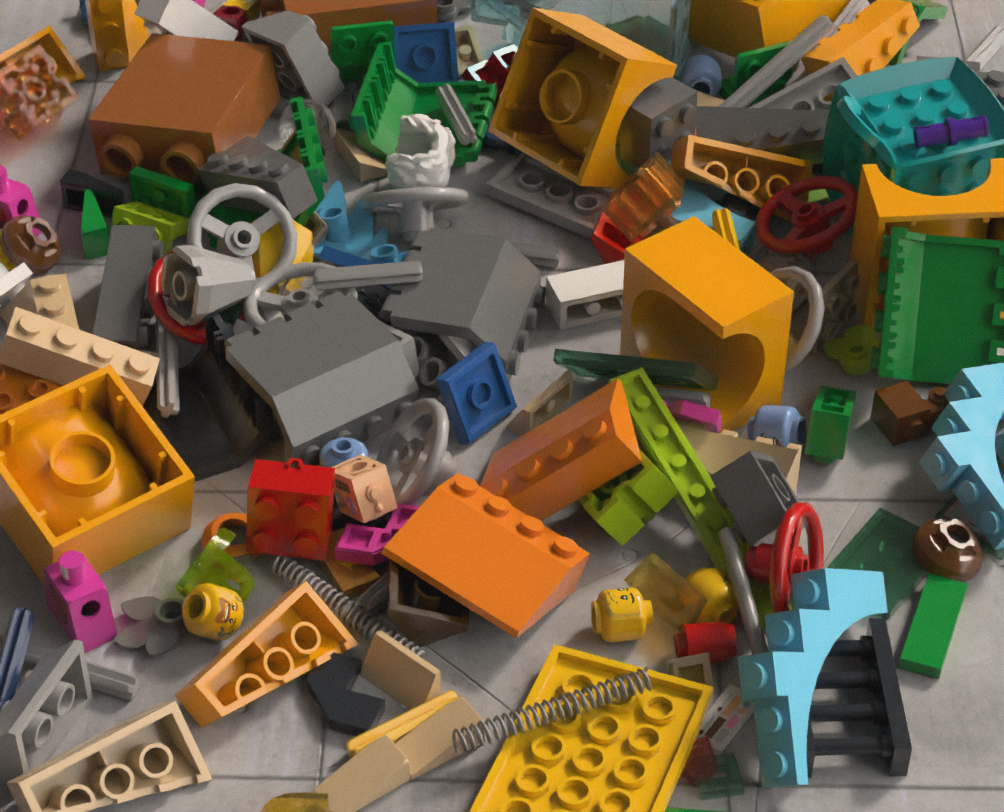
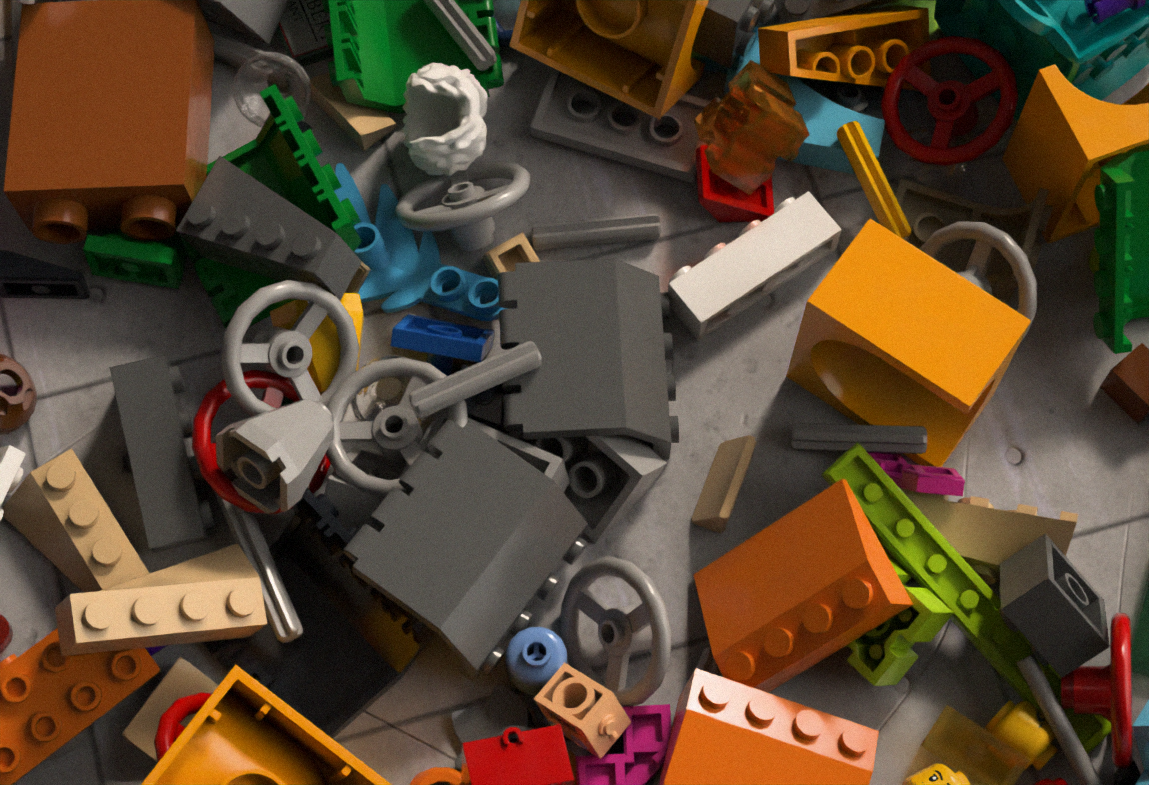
camera: 20 degrees left, 25 degrees up
(93, 228) = (67, 343): green slope -> none
(166, 224) = (132, 311): lime bracket -> none
(476, 393) = (655, 504): blue tile -> none
(659, 371) = (833, 420): clear green tile -> none
(778, 423) = (1012, 451): medium blue head -> none
(830, 424) = (1068, 418): green slope -> none
(853, 349) = (1062, 279): lime plate -> none

